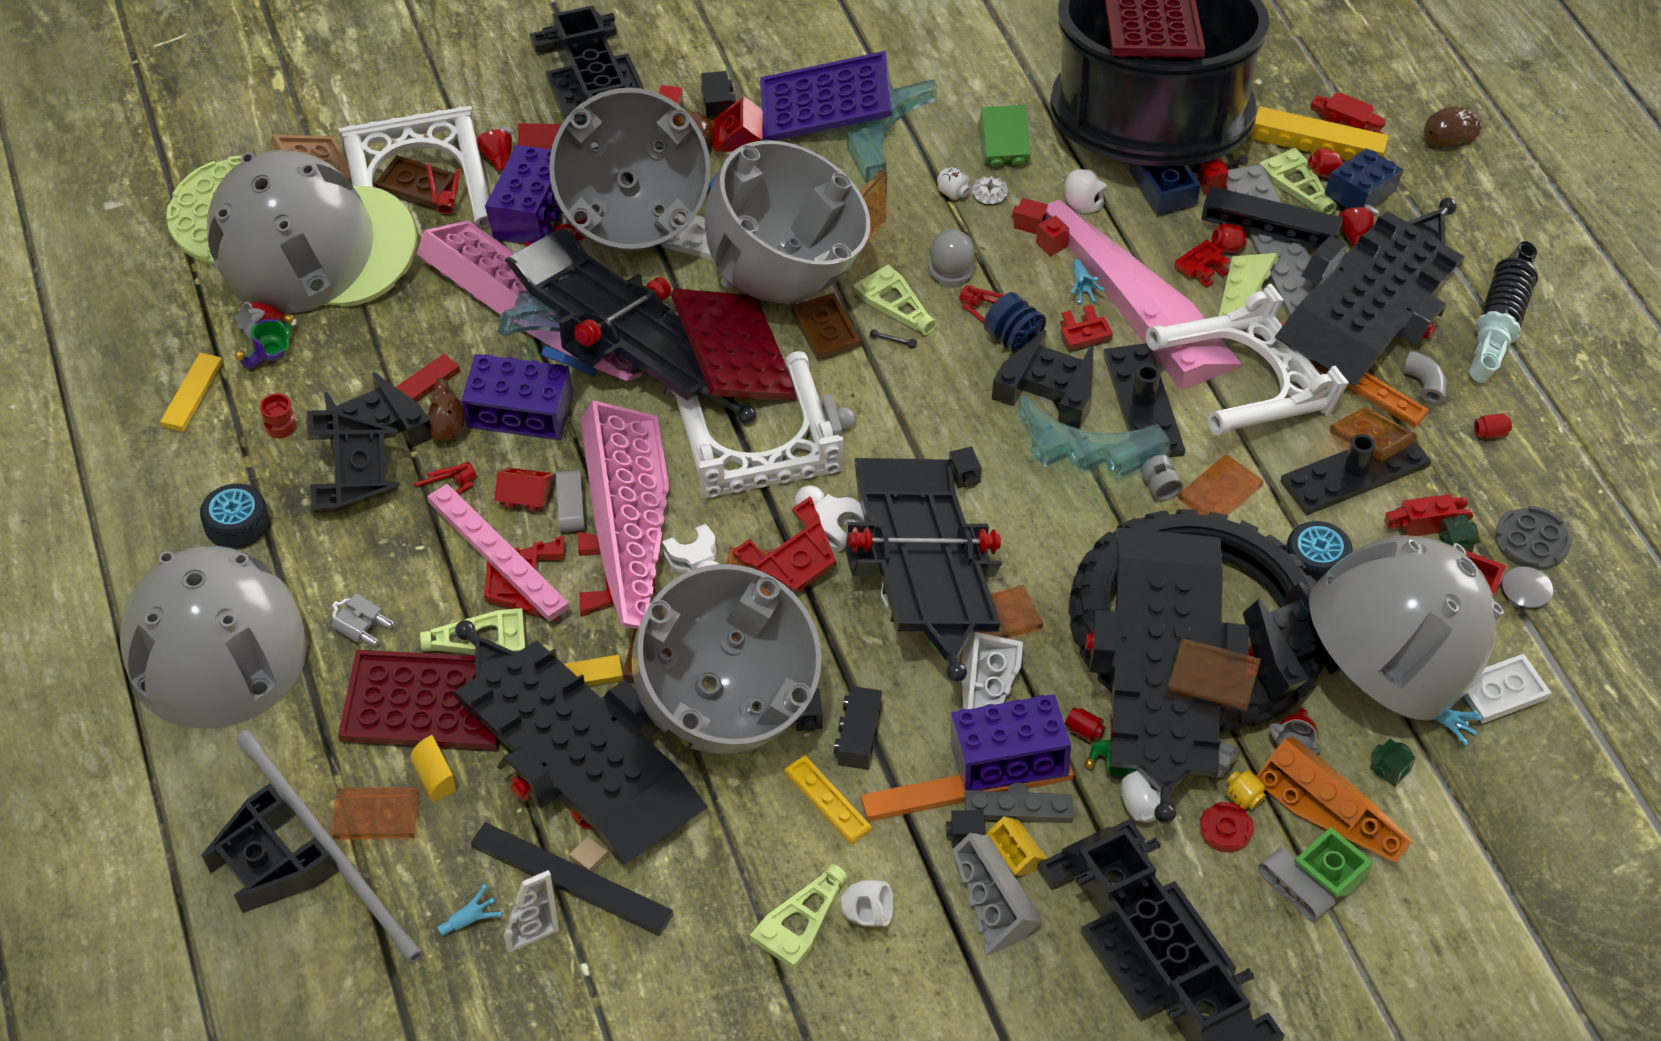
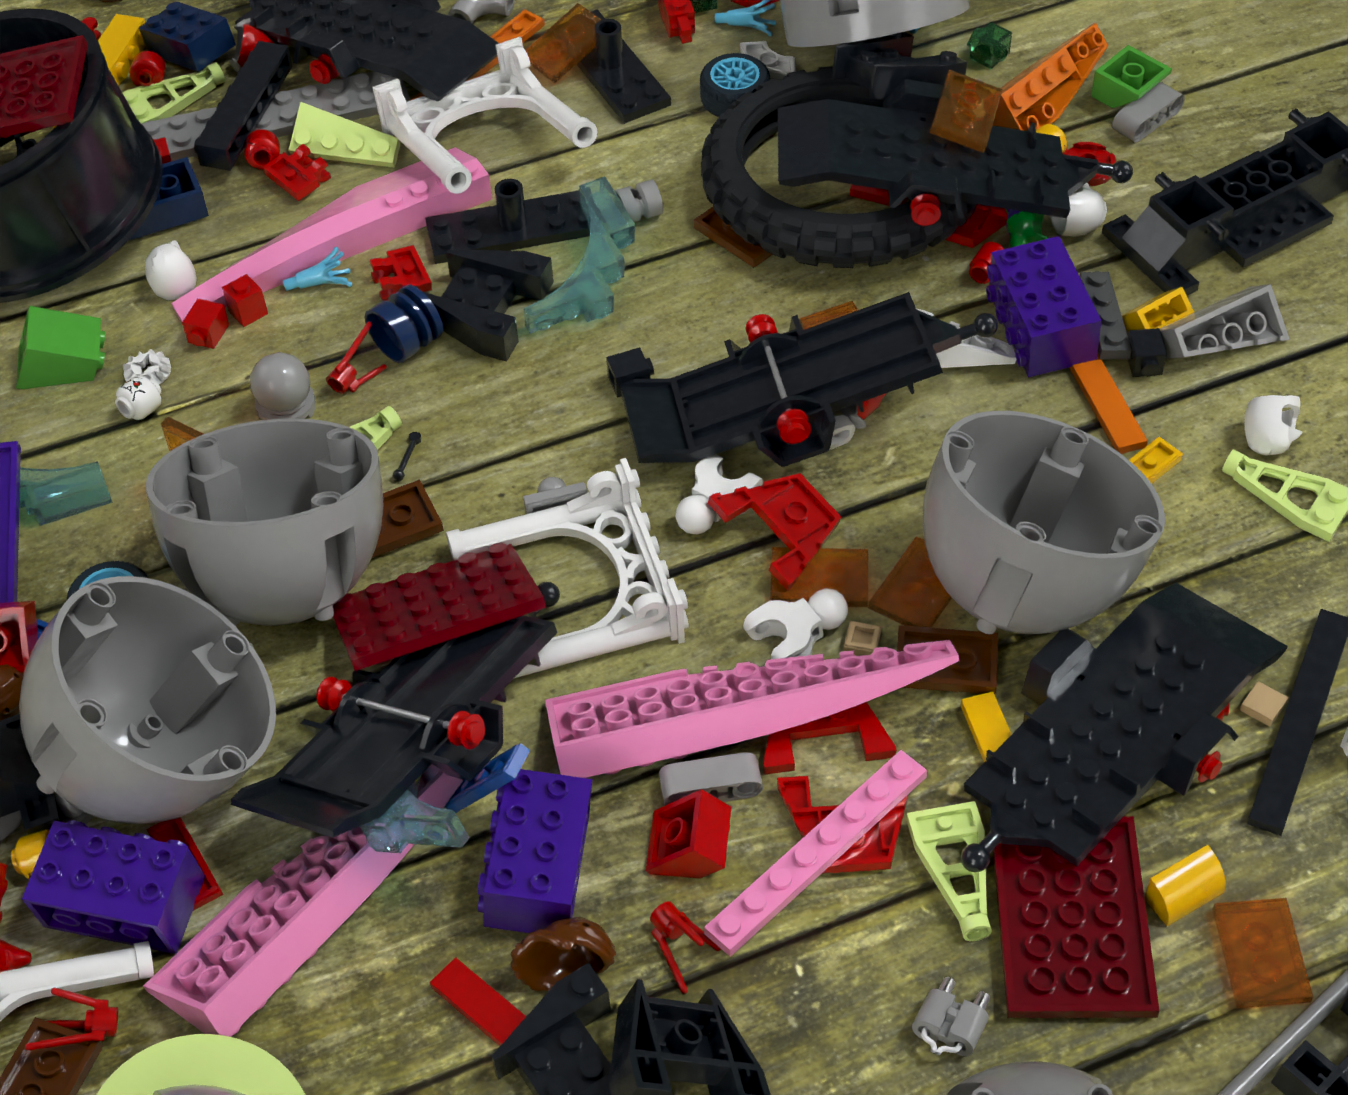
camera: 90 degrees left, 0 degrees up
(1221, 487) = (639, 159): clear orange tile -> none

